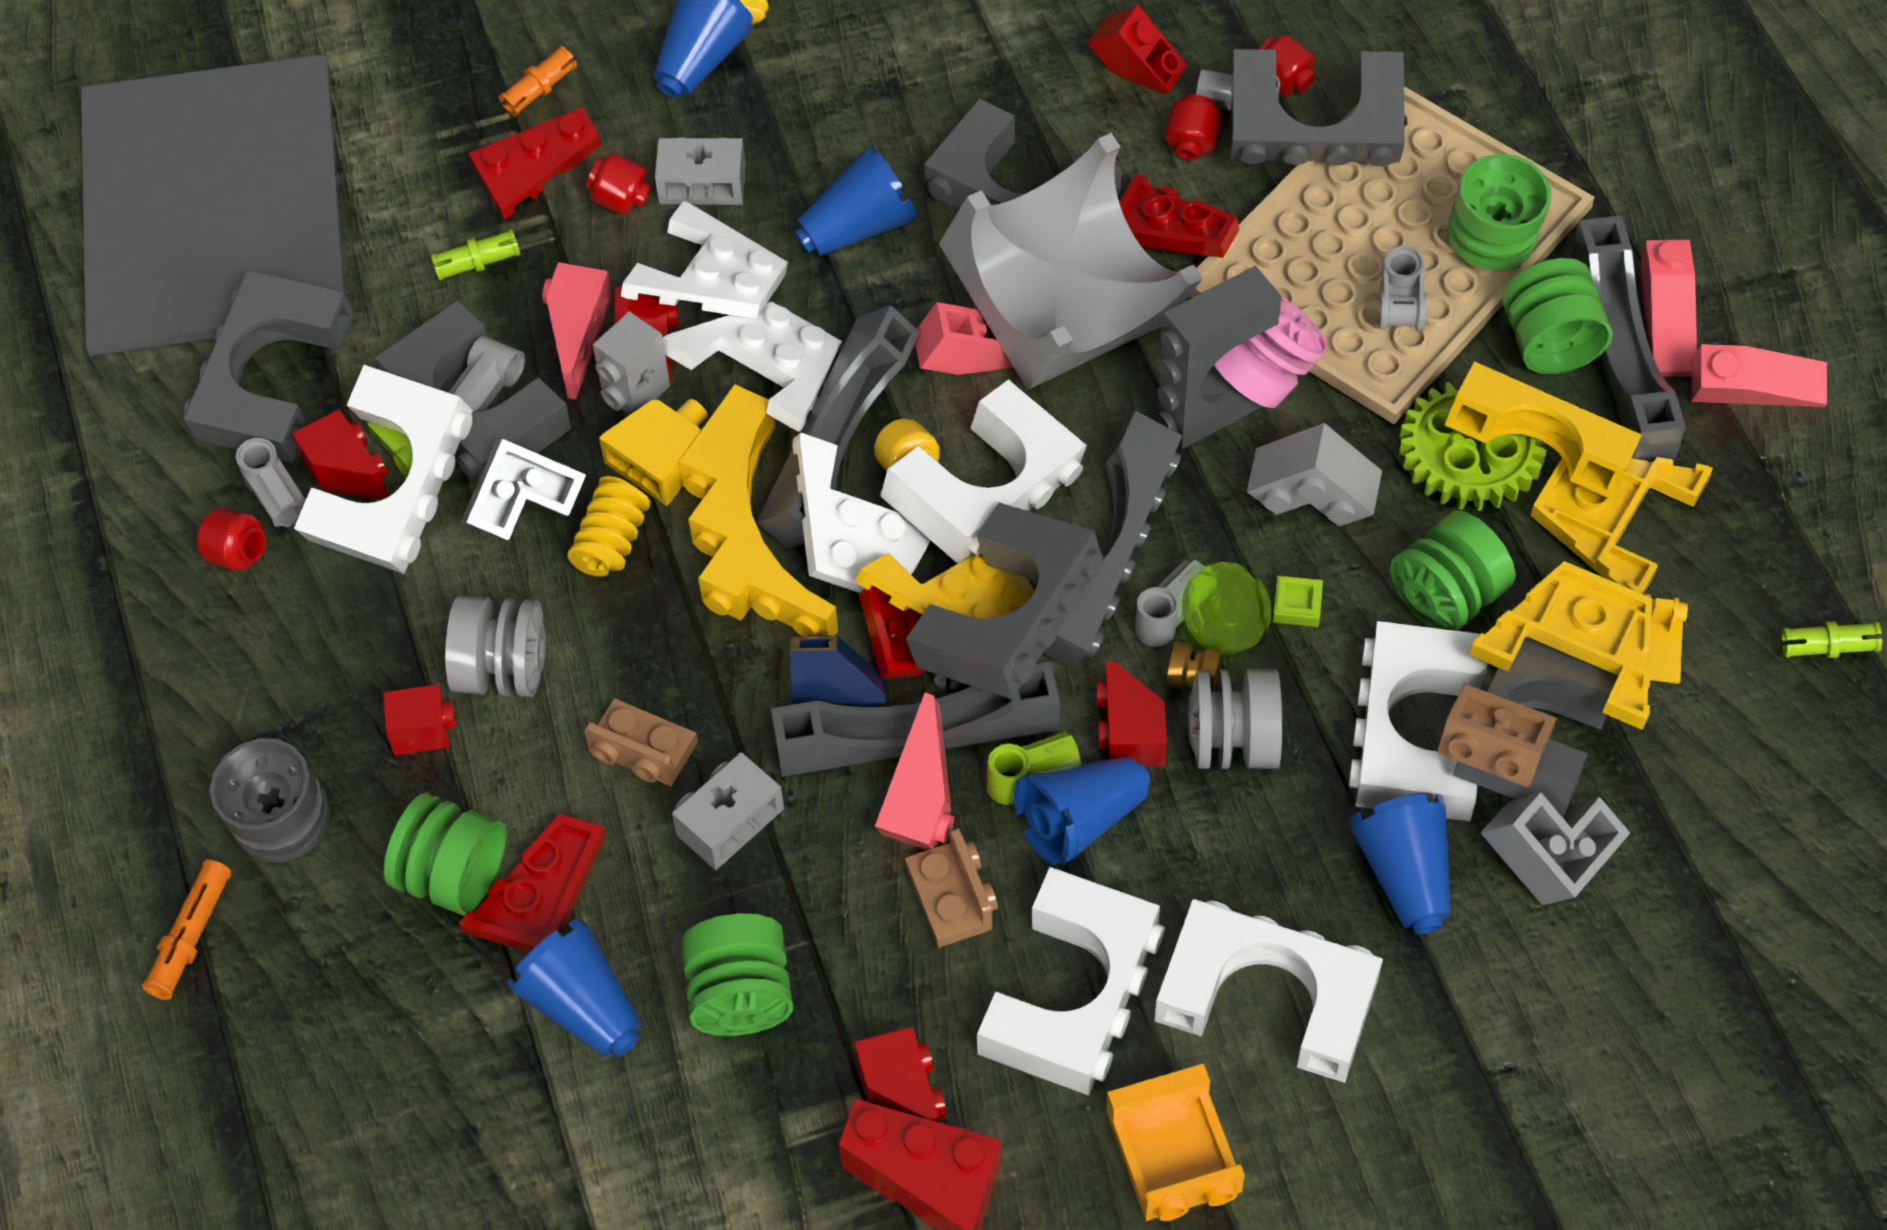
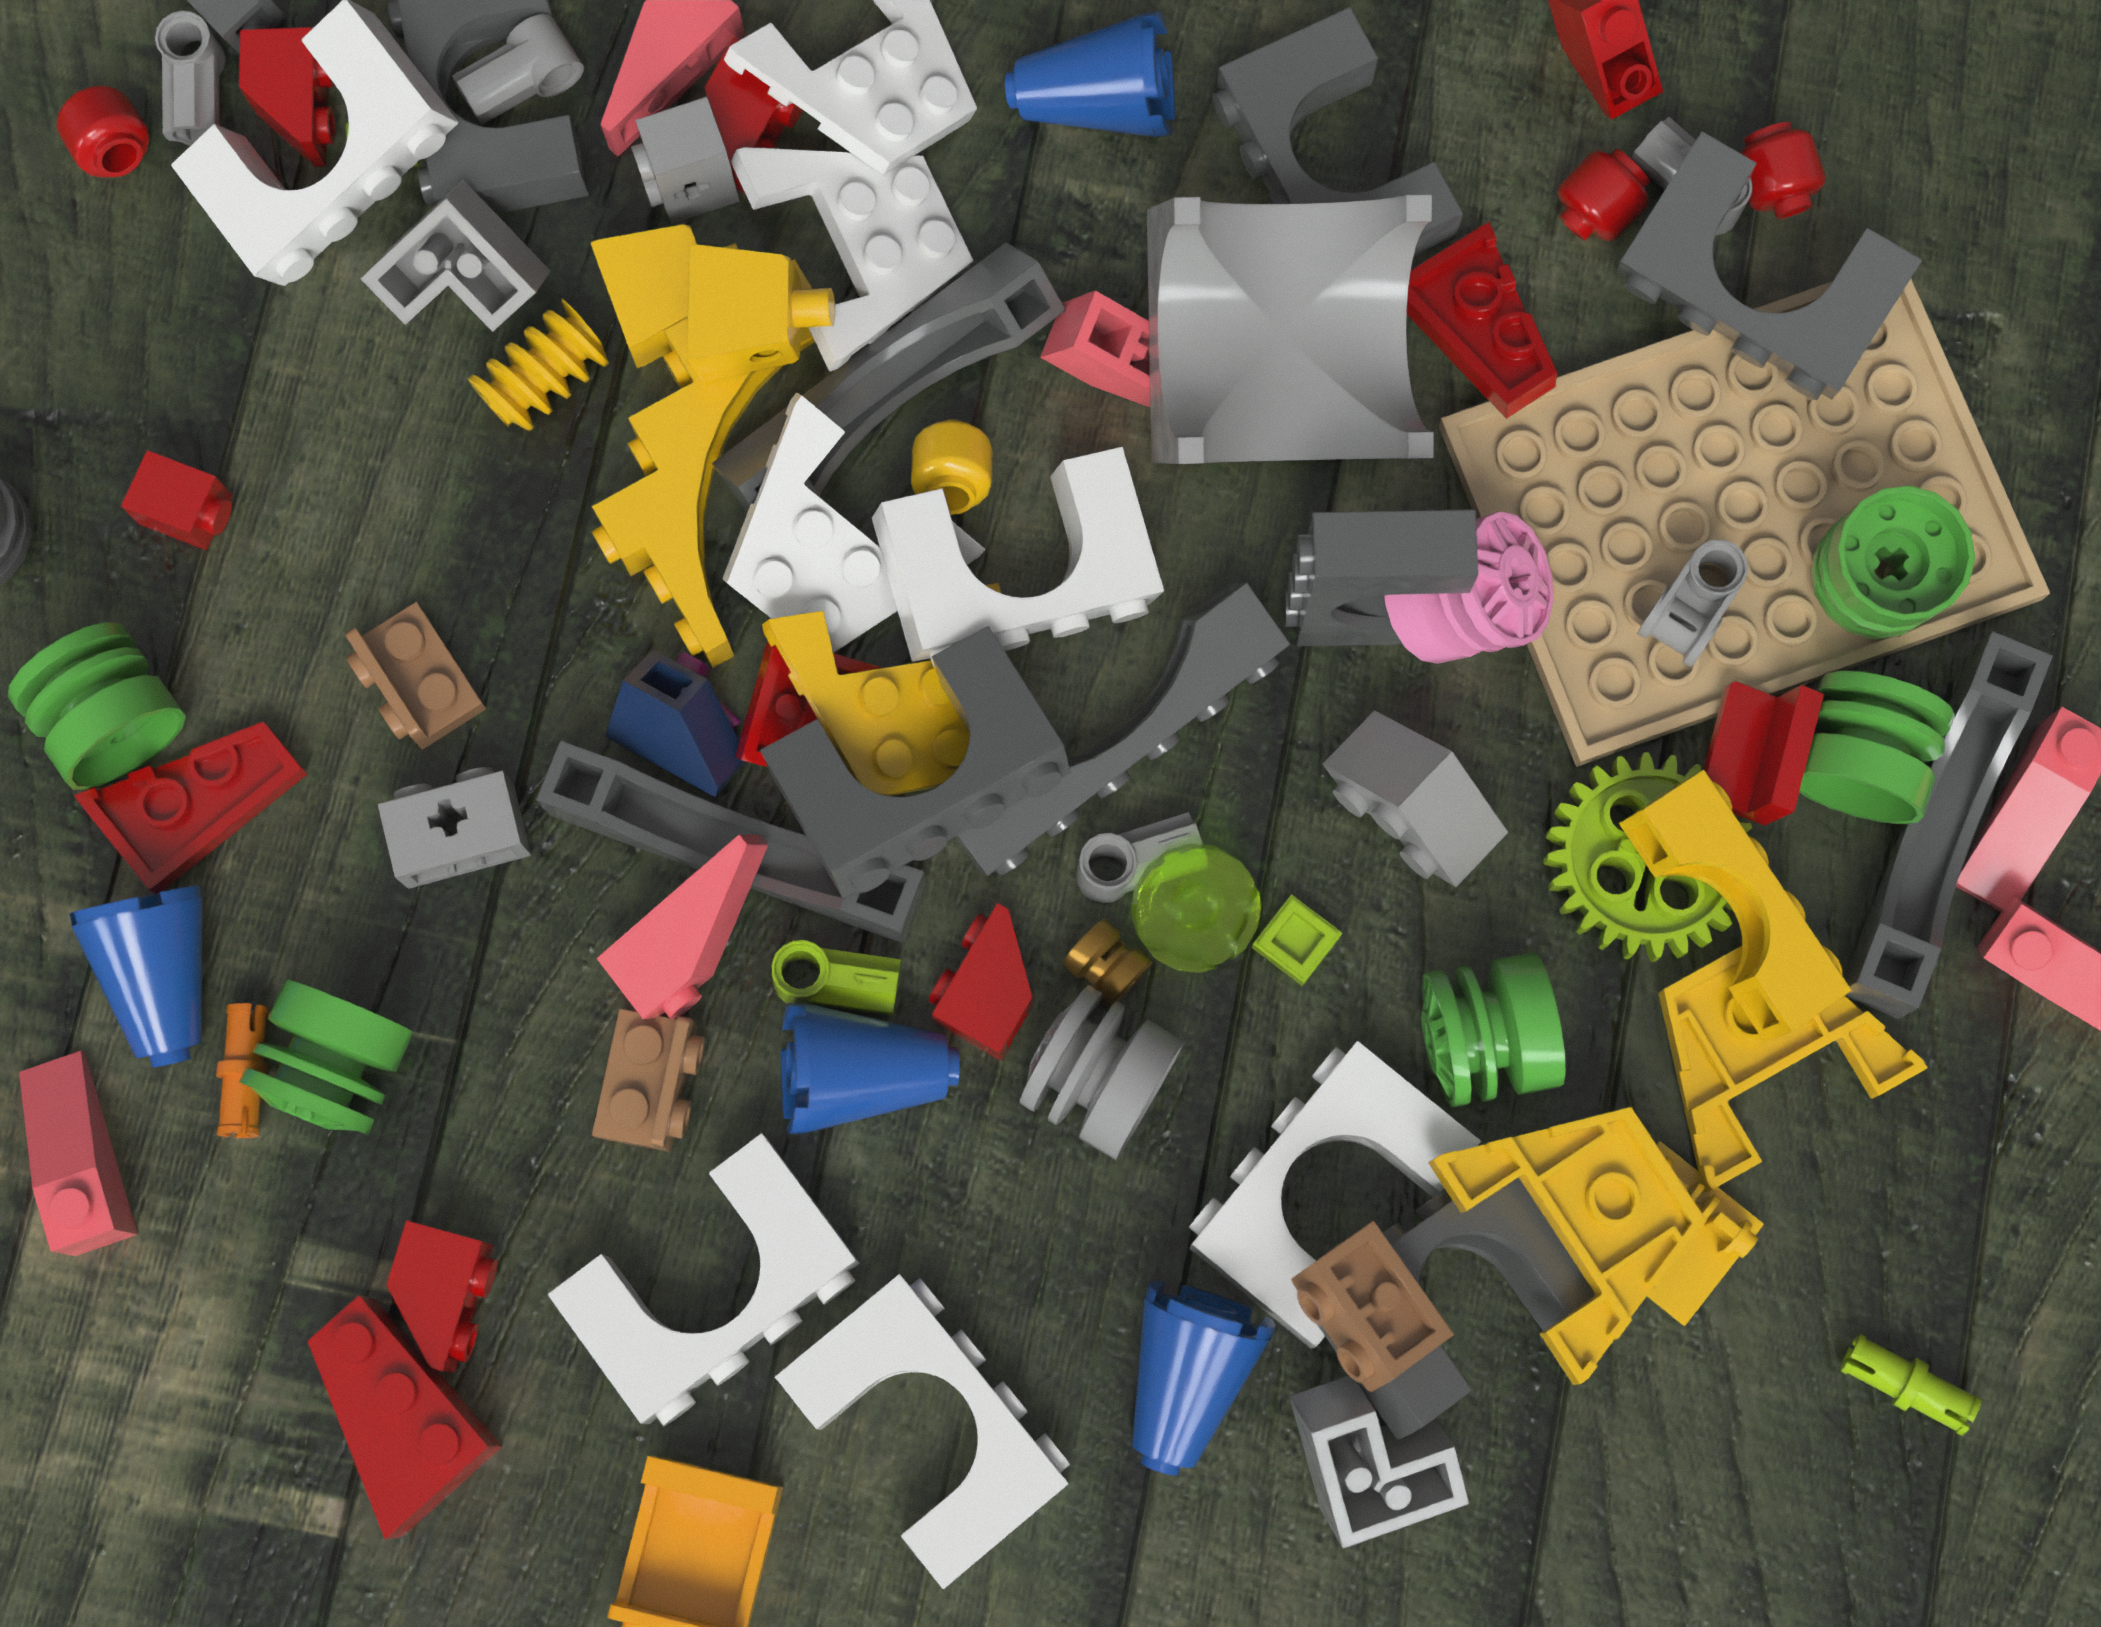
camera: 30 degrees right, 20 degrees up
(485, 646) = (305, 462): light grey wheel -> none
(600, 1142) = (72, 1158): none -> coral slope
(677, 1028) = (239, 1102): none -> orange pin
(730, 415) = (748, 311): none -> yellow torso
(1498, 342) = (1762, 749): none -> red panel

